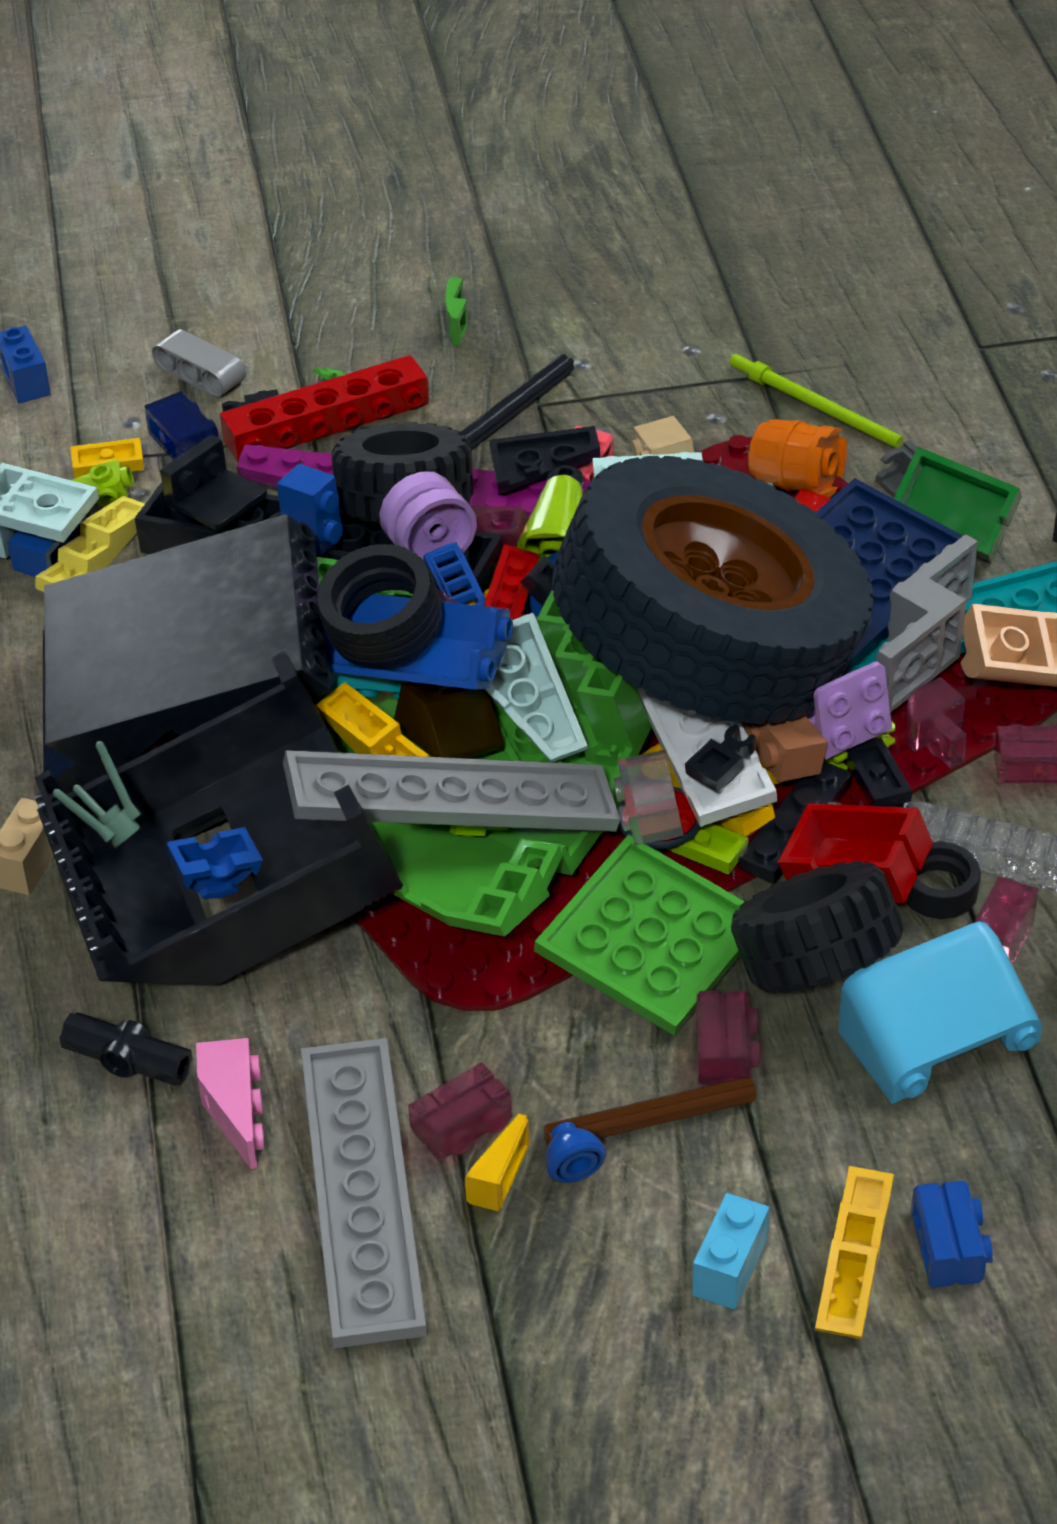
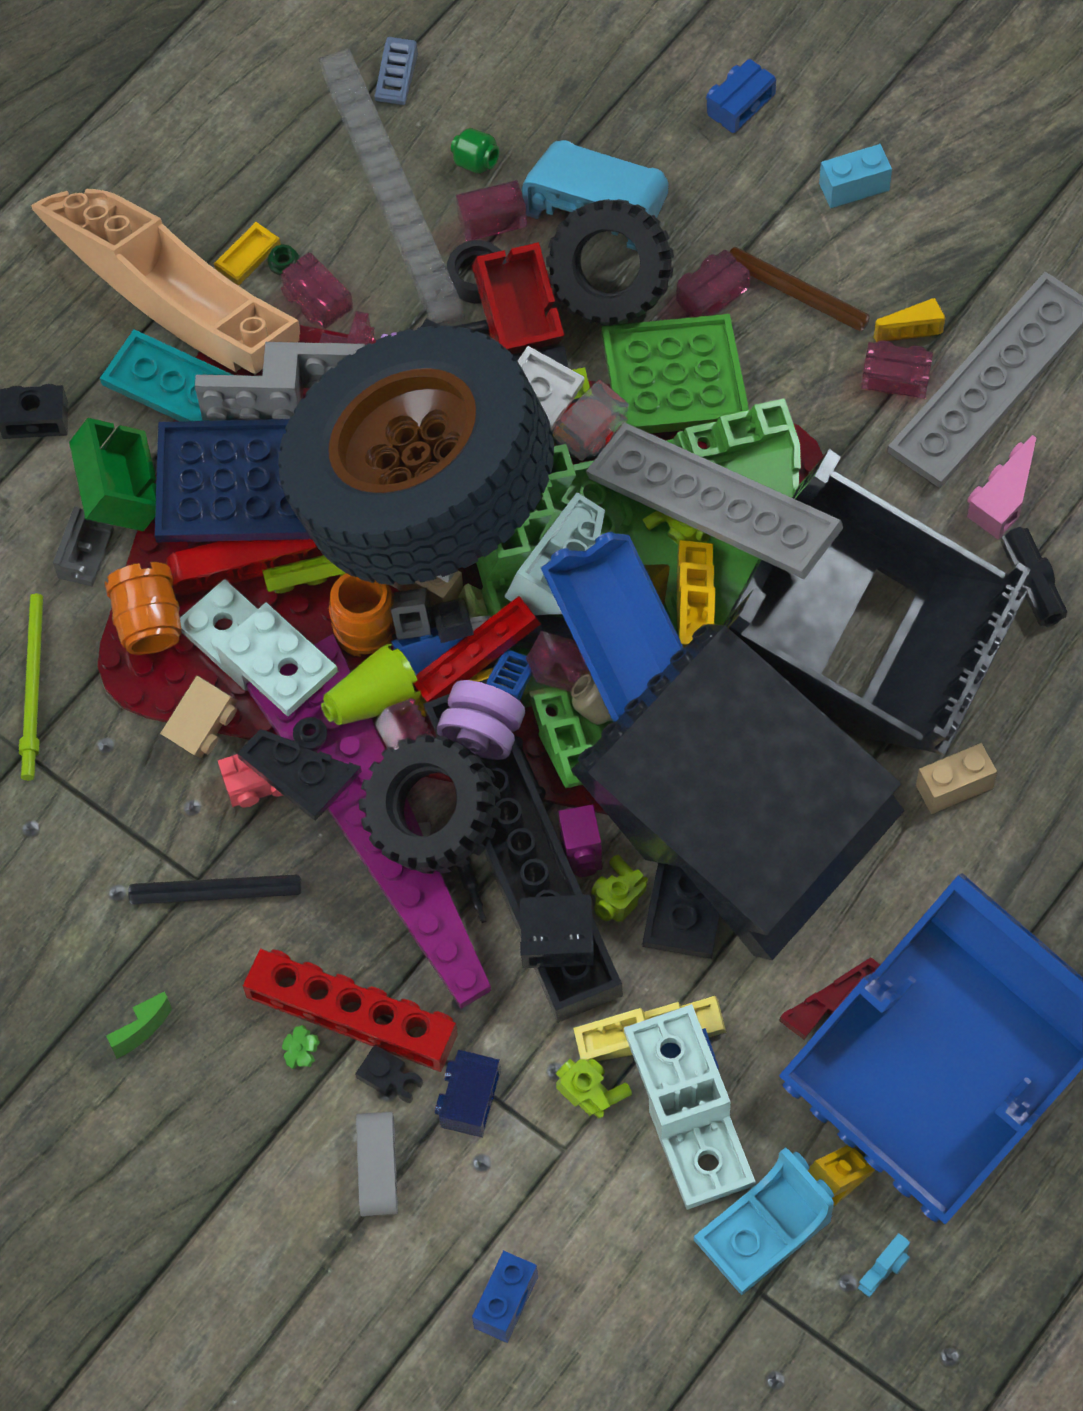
camera: 130 degrees left, 20 degrees up
(115, 824) = (915, 687): sand green plant -> none
(125, 451) = (549, 1119): yellow plate -> none
(217, 865) = (885, 602): blue cylinder -> none
(312, 499) = (535, 815): blue brick -> none
(371, 572) = (633, 599): black tyre -> none
(573, 1153) = (871, 289): blue brick -> none
(718, 763) = (546, 381): black plate -> none
(854, 1253) = (789, 133): yellow slope -> none

